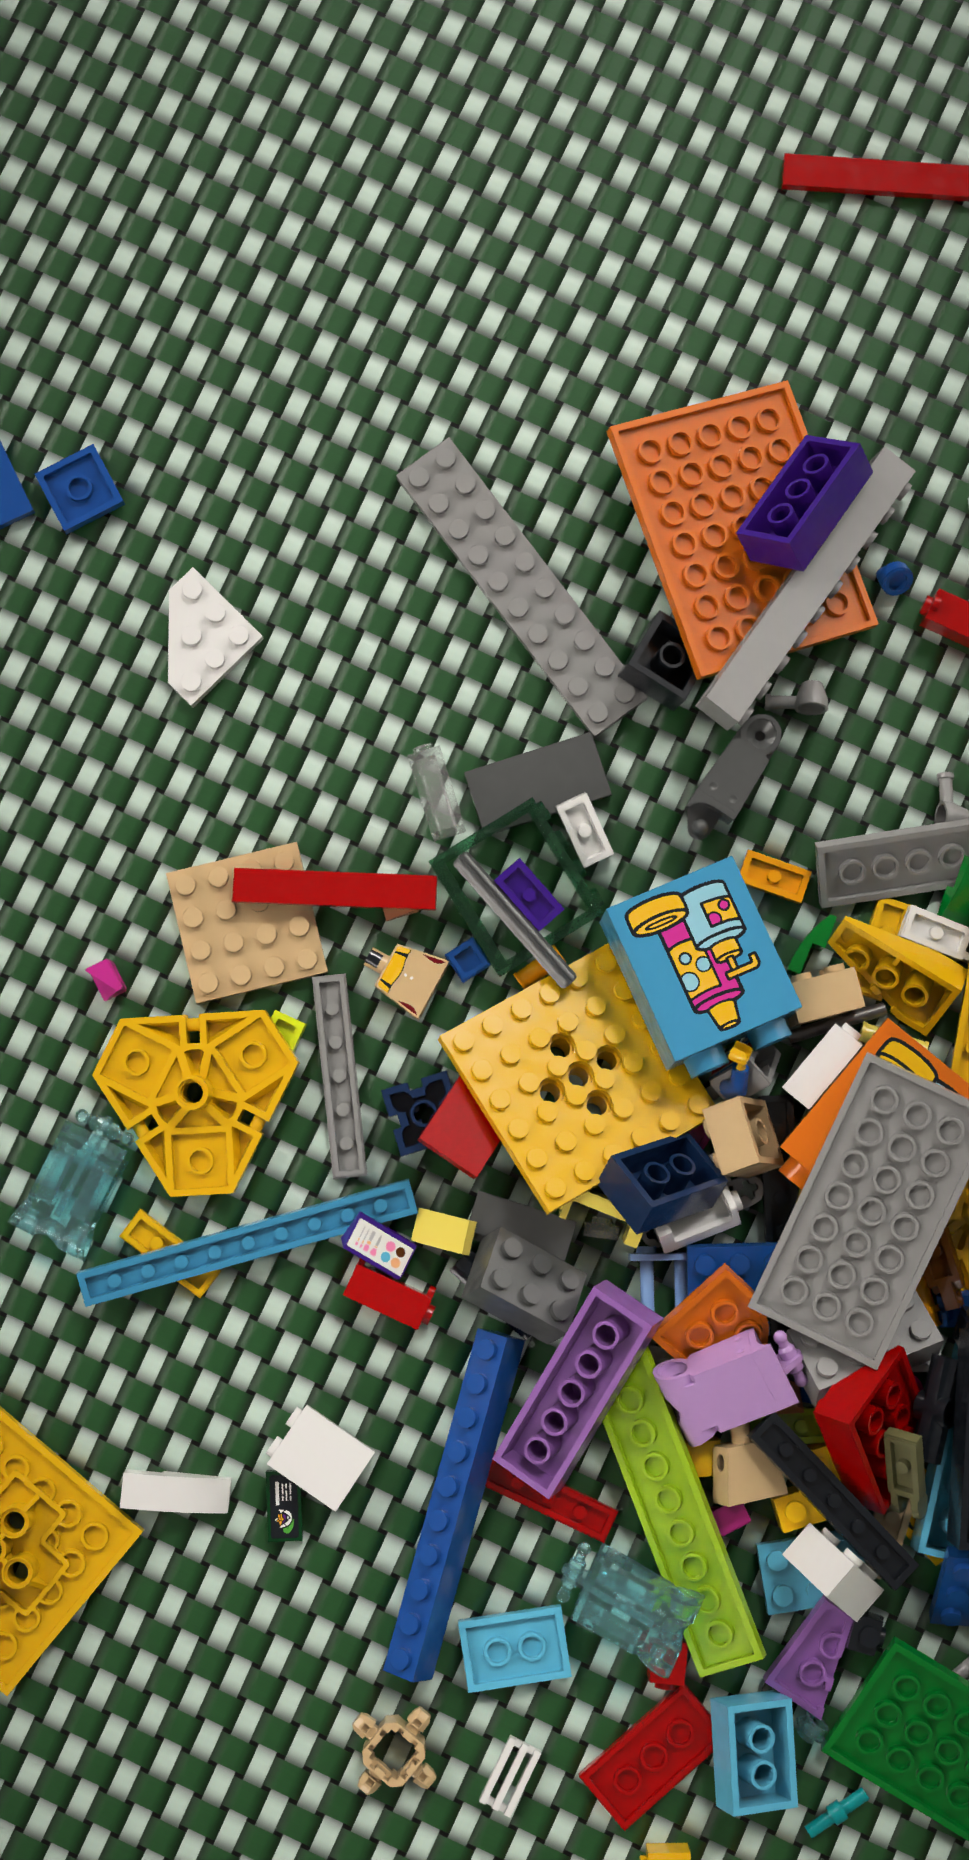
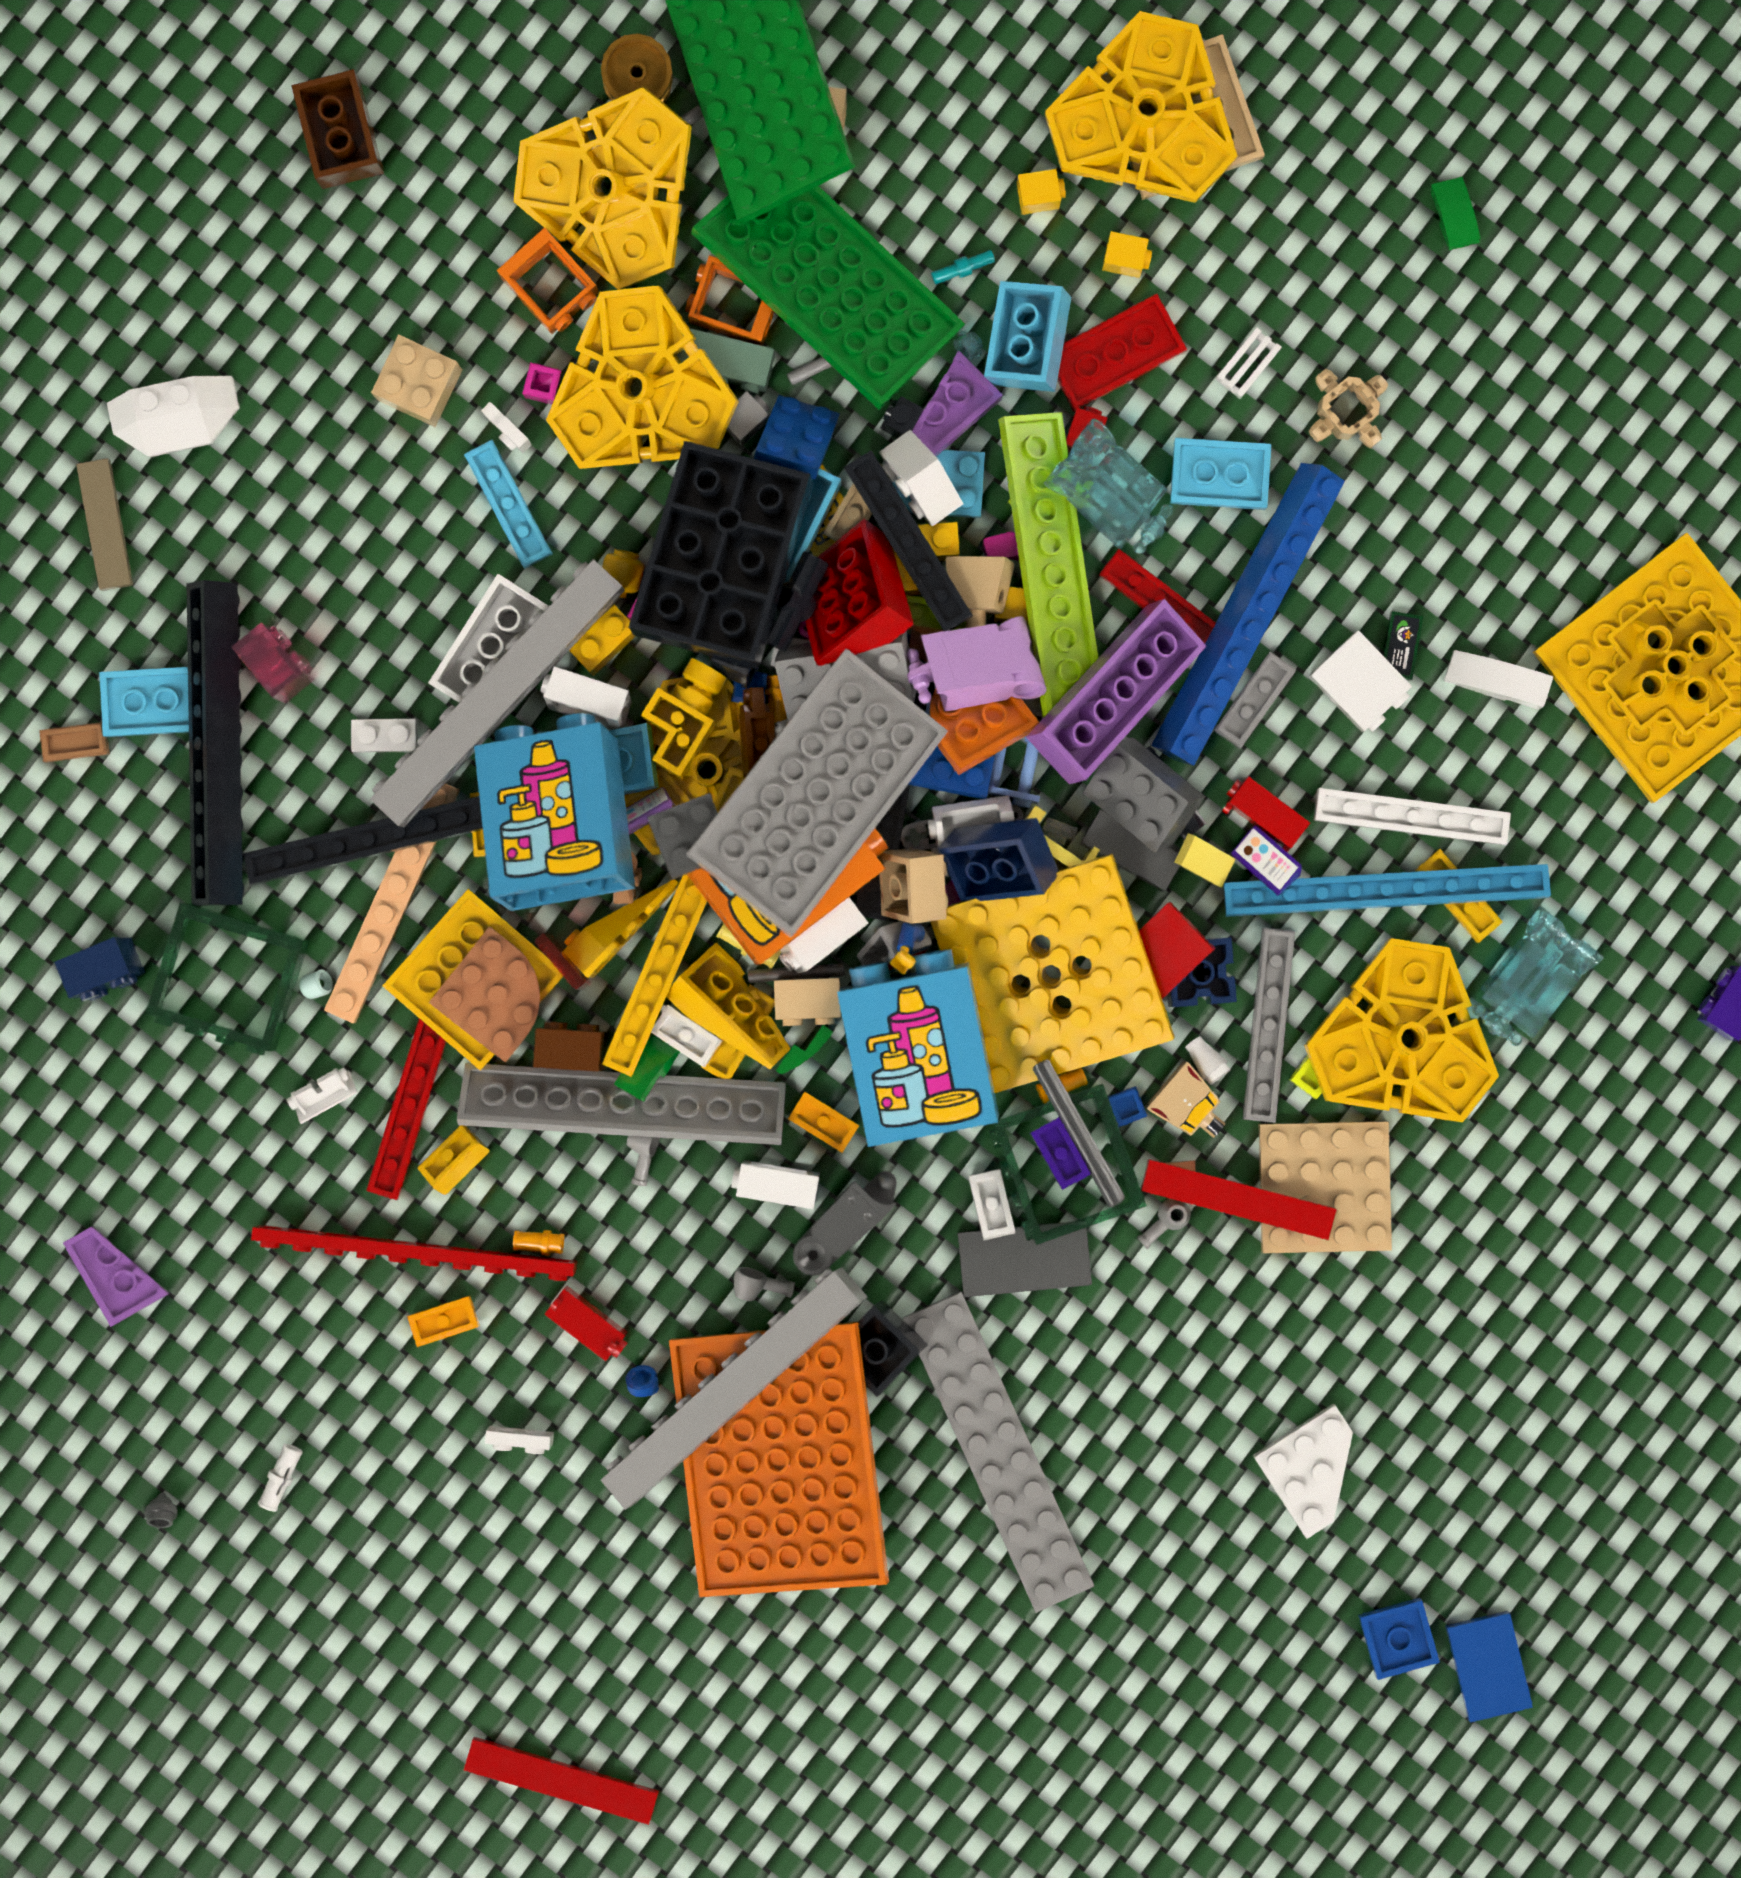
camera: 160 degrees left, 5 degrees up
(107, 979) = (1466, 1162): dark pink slope -> none
(236, 1326) = (1412, 816): none -> white plate
(394, 1024) = (1207, 1060): none -> white cone
(402, 851) = (1165, 1221): none -> light grey bar
(425, 1413) = (1254, 700): none -> light grey tile
(436, 792) = (1124, 1270): clear brick -> none
(805, 502) = (718, 1469): dark purple brick -> none
(809, 801) = (776, 1184): none -> white window
(905, 1471) = (837, 552): olive hinge -> none

